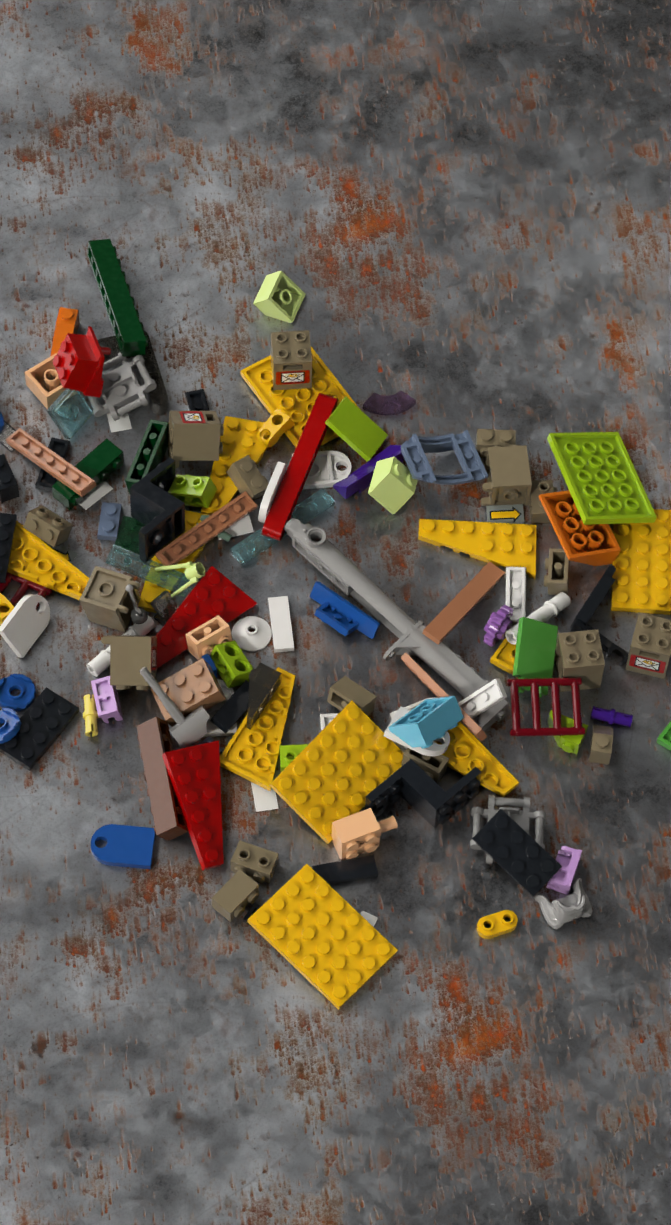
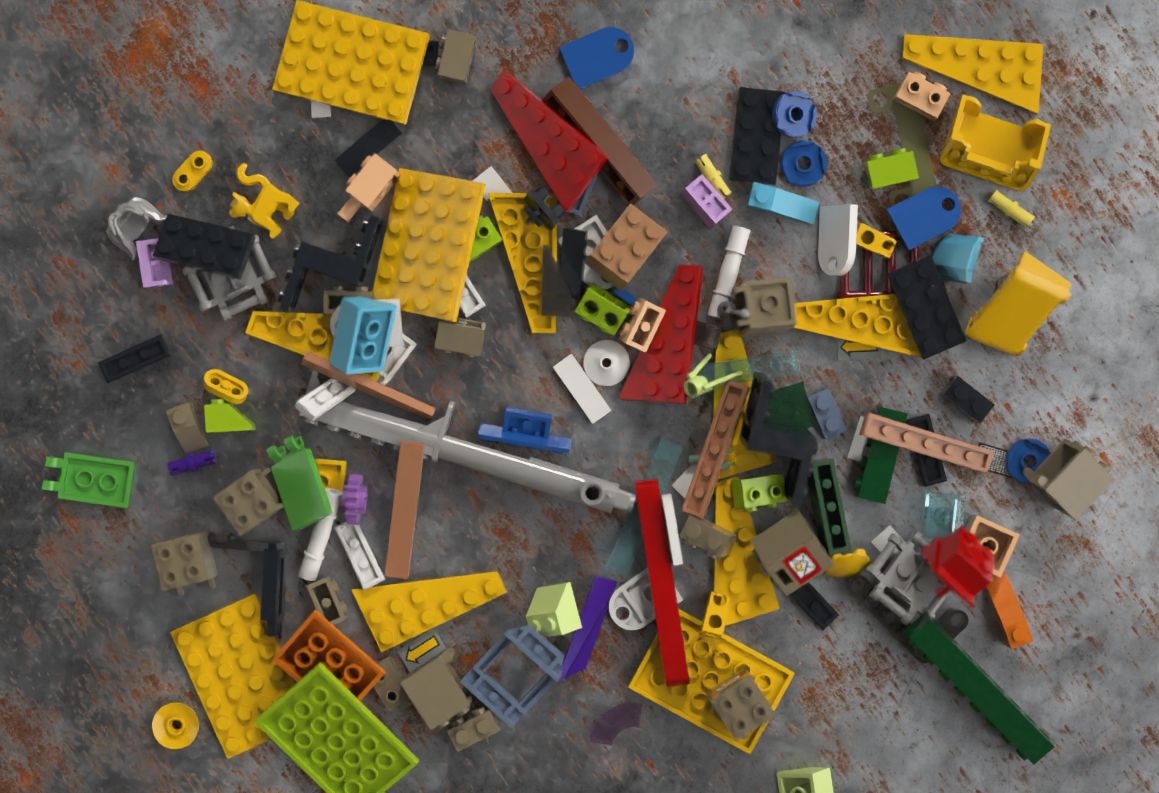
camera: 155 degrees right, 30 degrees up
(48, 526) = (884, 366): dark tan brick -> none
(52, 673) = (782, 203): none -> medium azure slope
(128, 656) = (701, 248): dark tan container -> none
(153, 413) = (848, 564): none -> yellow dish
(188, 729) = (606, 204): light grey piece -> none
(238, 748) = (539, 211): none -> black hips
(254, 861) = (459, 104): dark tan brick -> none
(356, 429) = (628, 662): lime tile -> none
(452, 866) = (265, 205): none -> yellow animal
(555, 756) = (225, 386): none -> yellow plate
(557, 729) = (232, 408): dark red bar -> none
(617, 812) = (135, 358): none -> black tile

